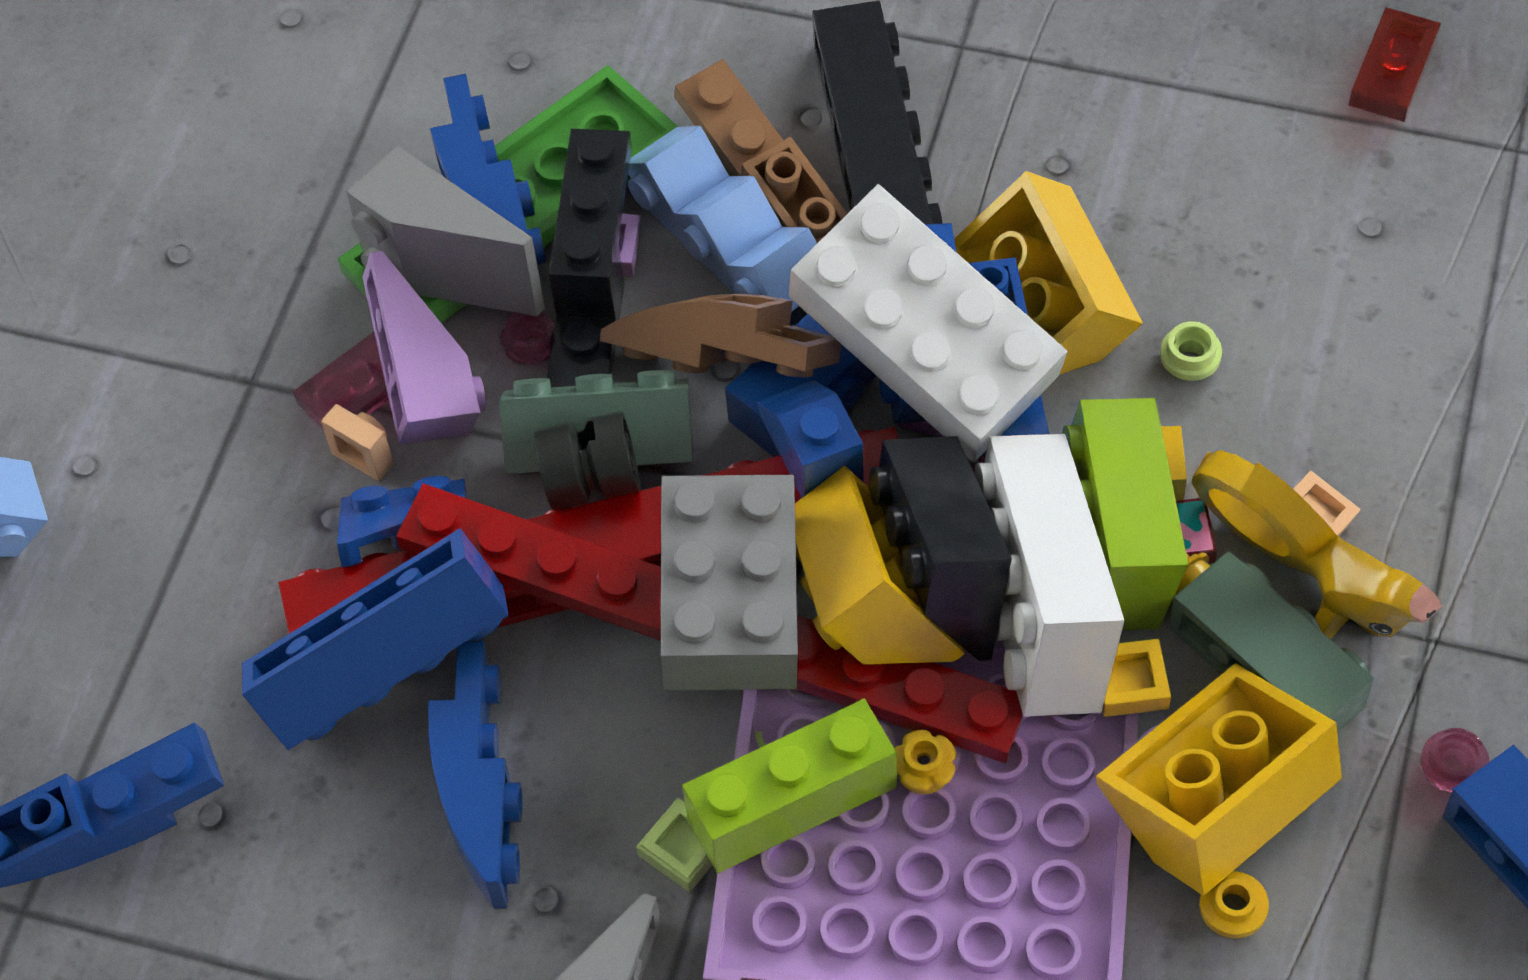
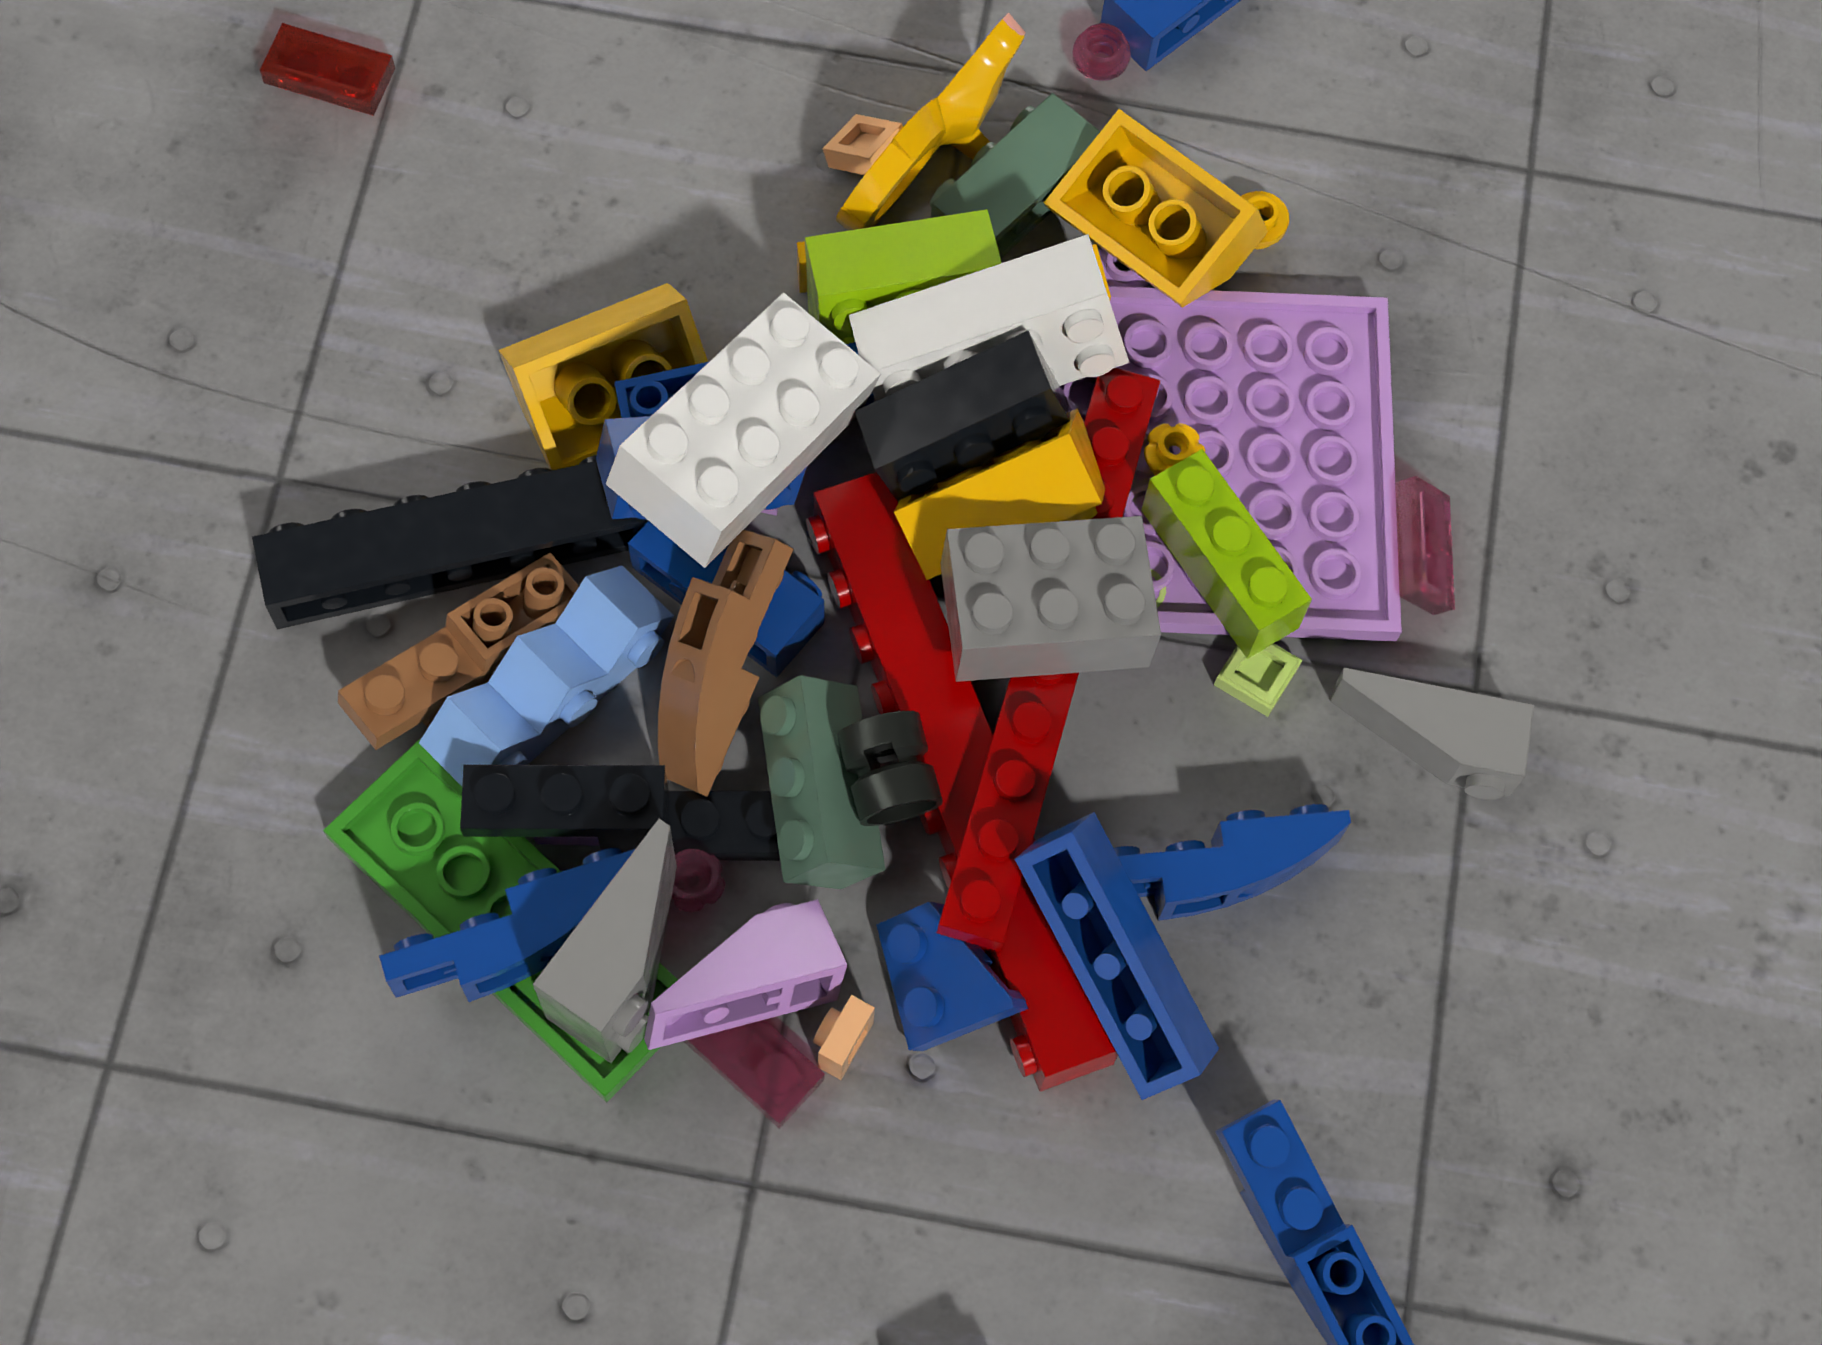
camera: 105 degrees left, 10 degrees up
(812, 434) = (847, 553): blue slope -> none
(1193, 338) = (684, 237): yellowish green plate -> none

